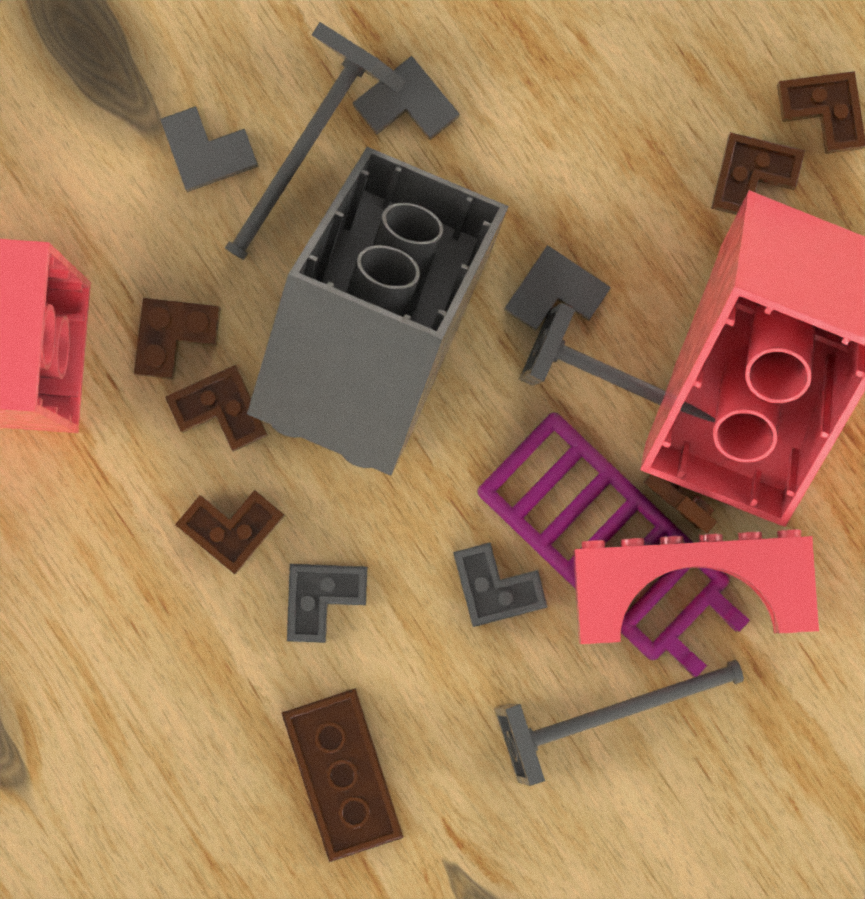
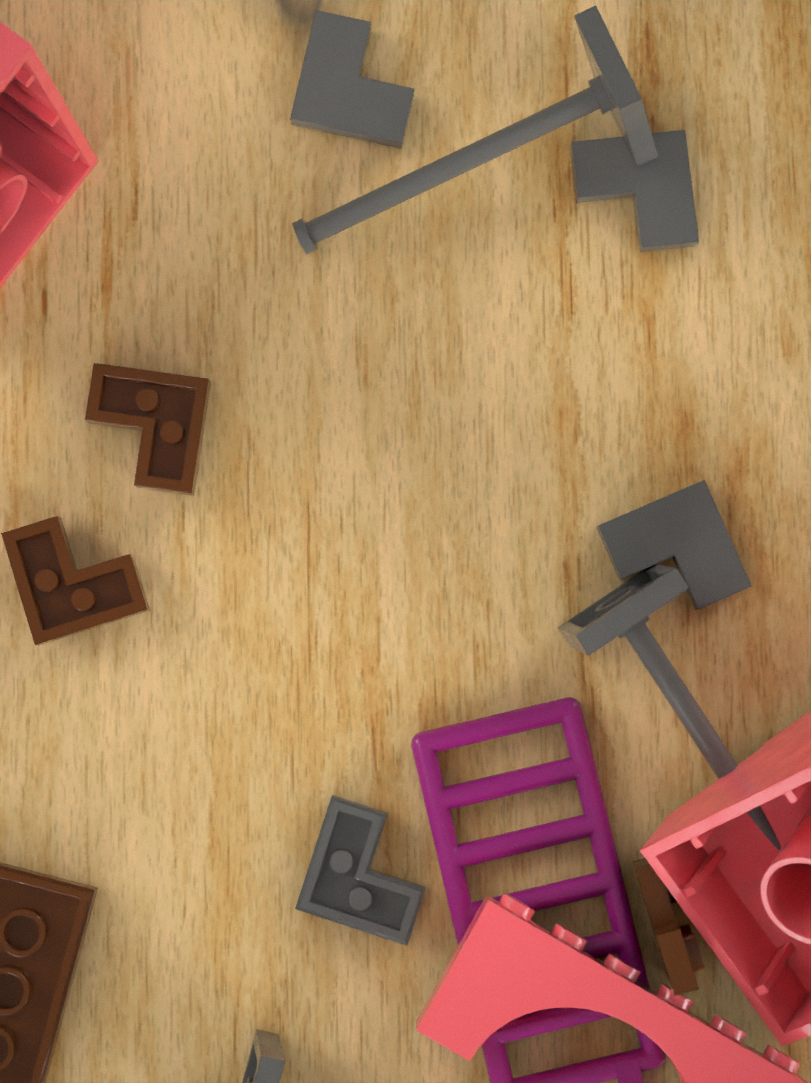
camera: 30 degrees right, 0 degrees up
(163, 326) = (152, 274): reddish brown plate -> none
(311, 592) = (124, 729): dark grey tile -> none
(374, 310) = (425, 419): dark grey slope -> none

